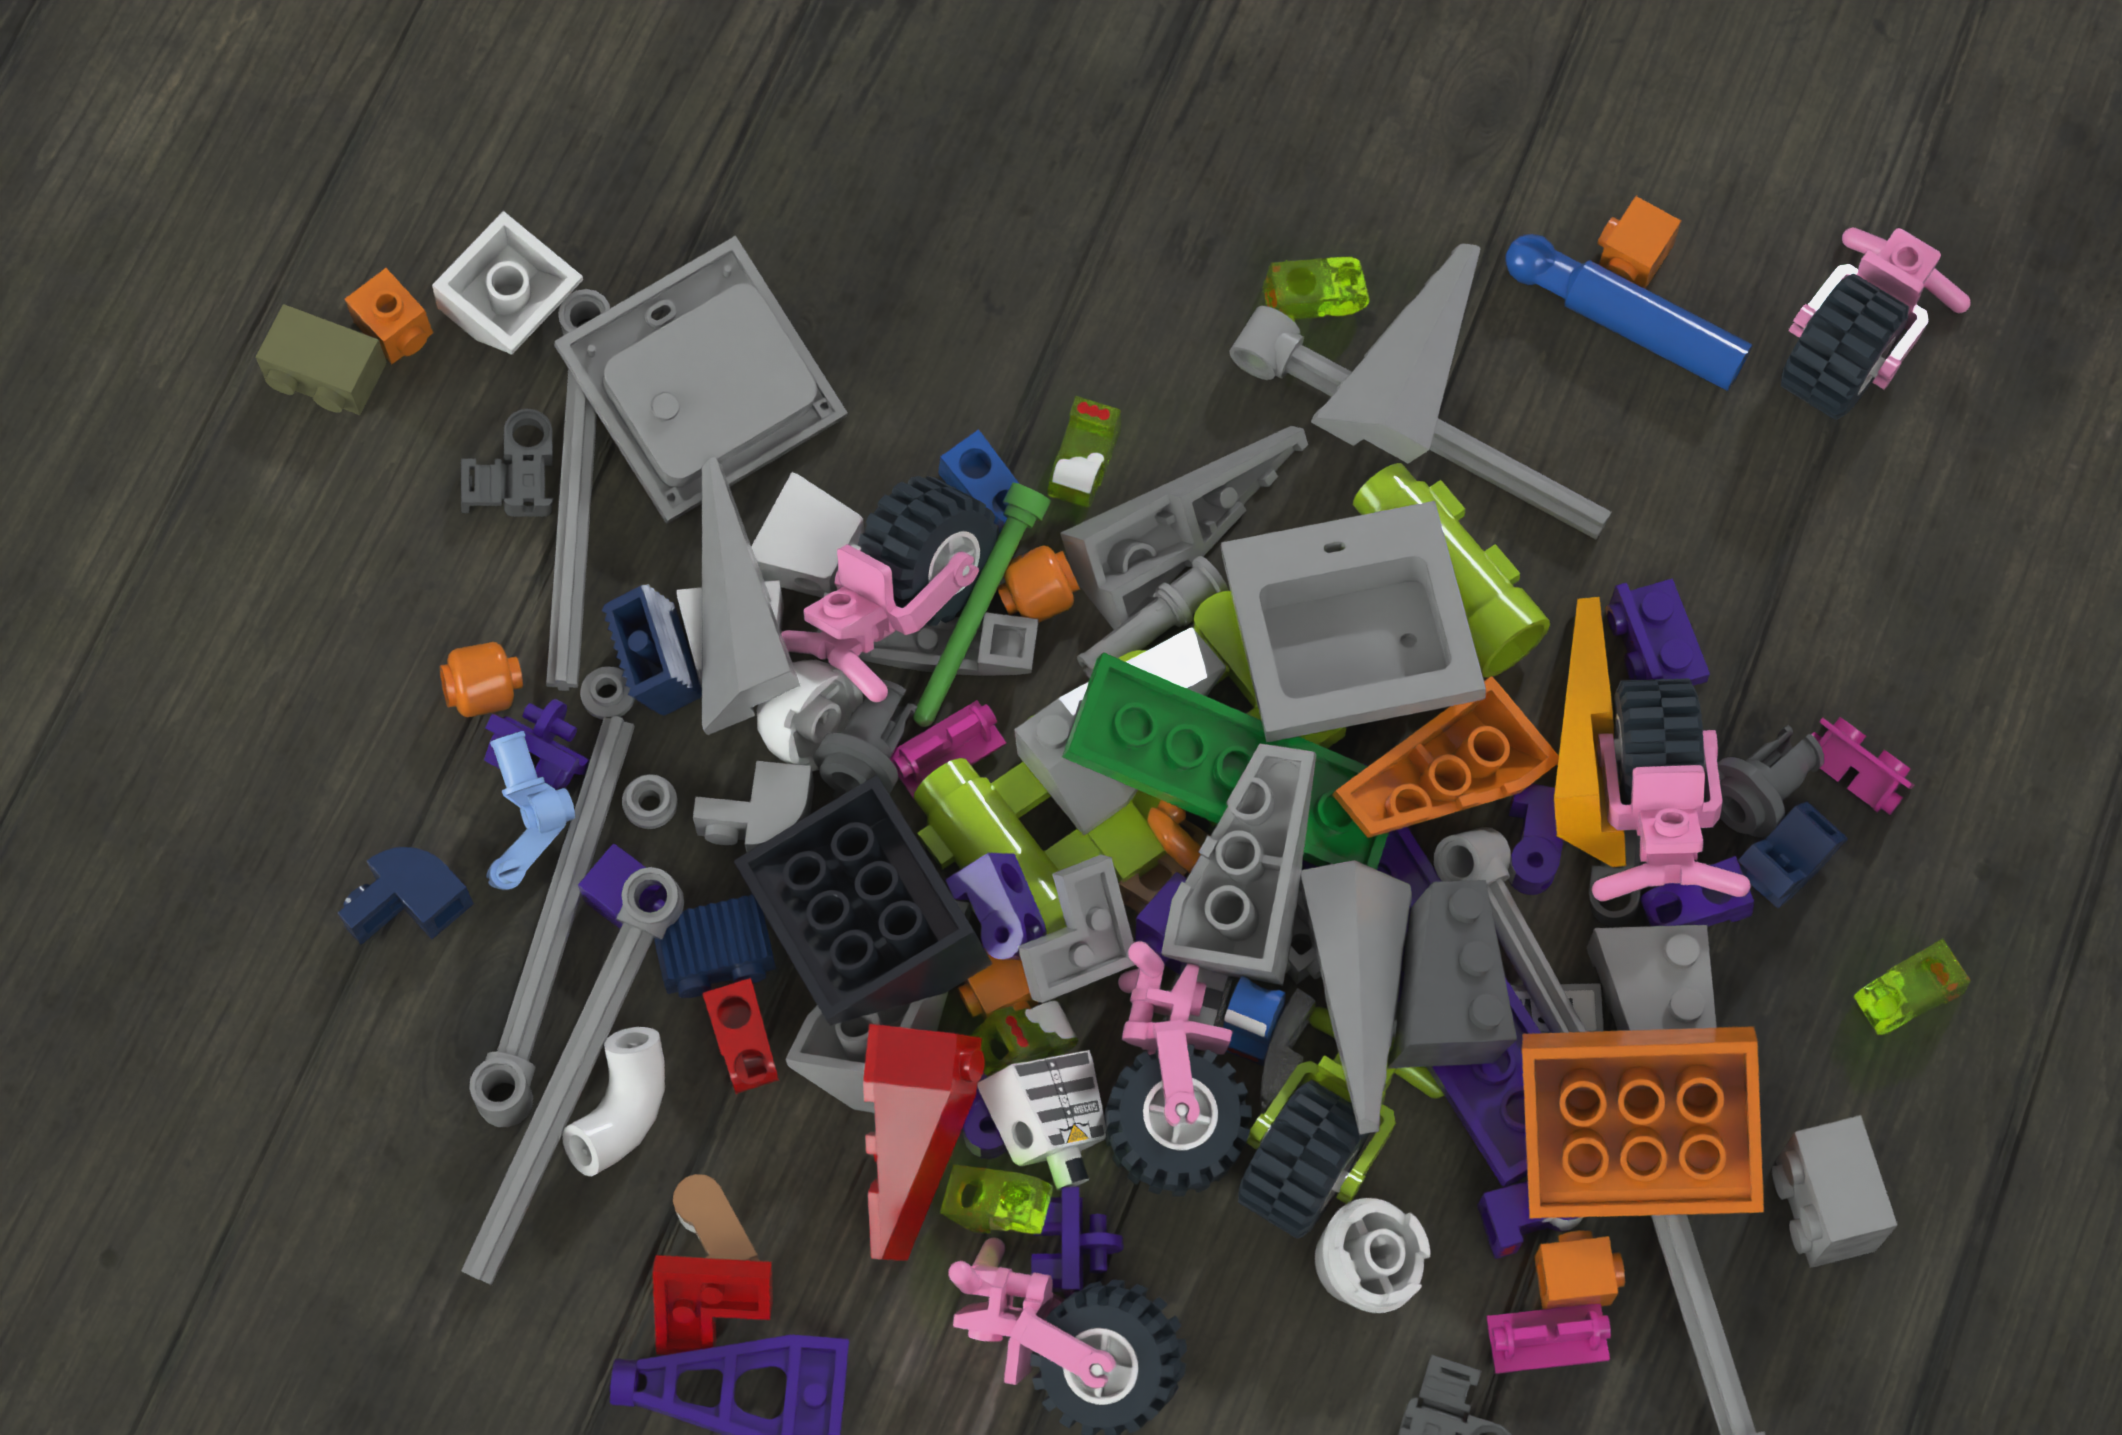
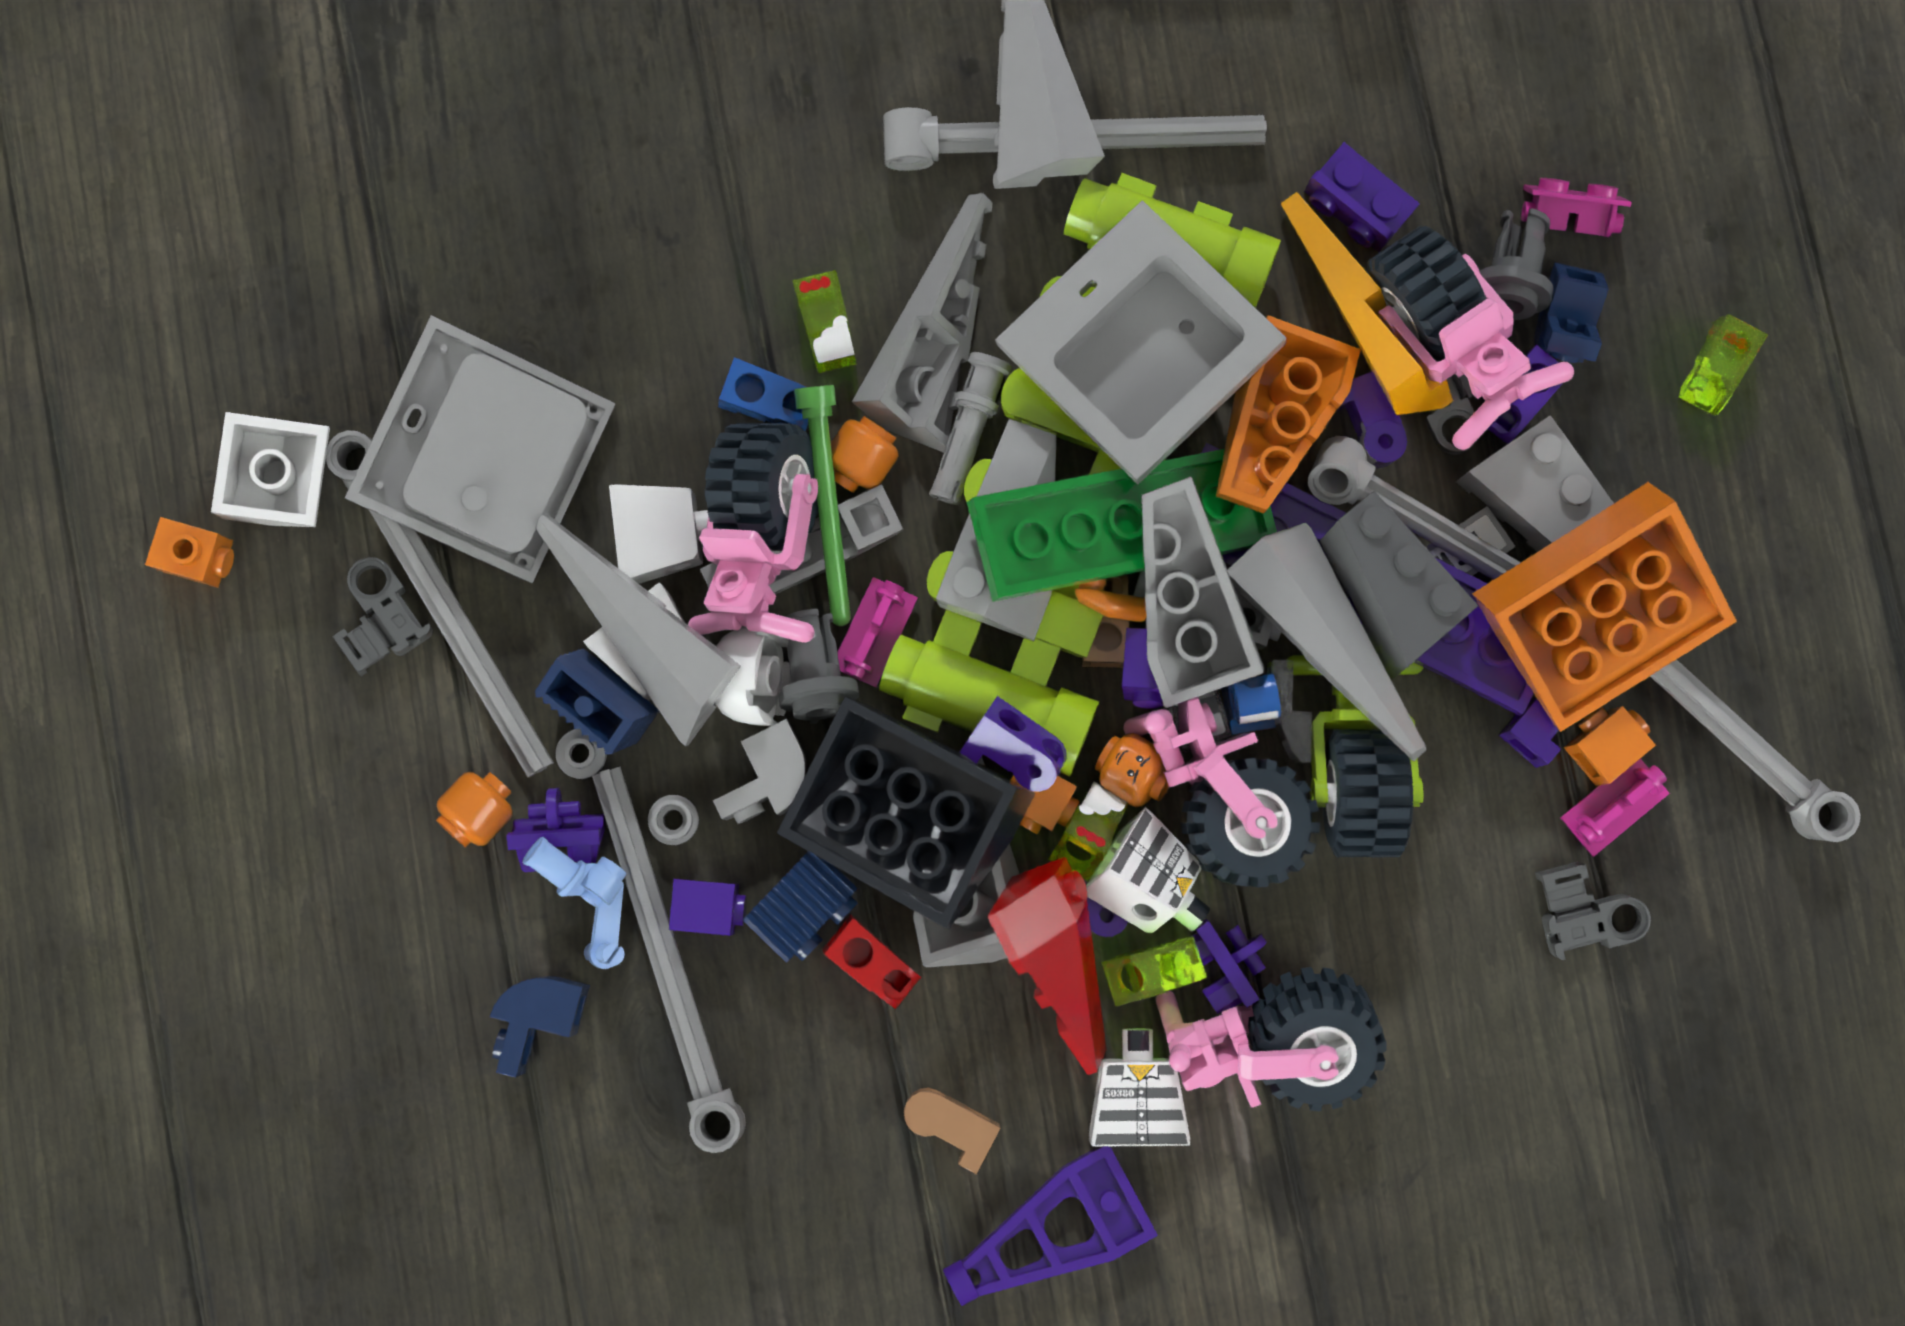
camera: 35 degrees left, 15 degrees up
(320, 360) = (159, 625): olive brick -> none
(573, 1068) = (764, 1074): light grey piece -> none
(628, 1105) = (821, 1074): white cylinder -> none
(697, 1290) = (975, 1193): red plate -> none
(904, 1316) = (1138, 1098): none -> torso
(1094, 935) = (1105, 727): light grey plate -> none
(1099, 1015) = (1132, 770): none -> orange head
(1316, 287) = (918, 68): clear neon green leg -> none
(1372, 1255) = (1458, 833): white cone -> none
(1833, 1192) = (1769, 566): light grey brick -> none

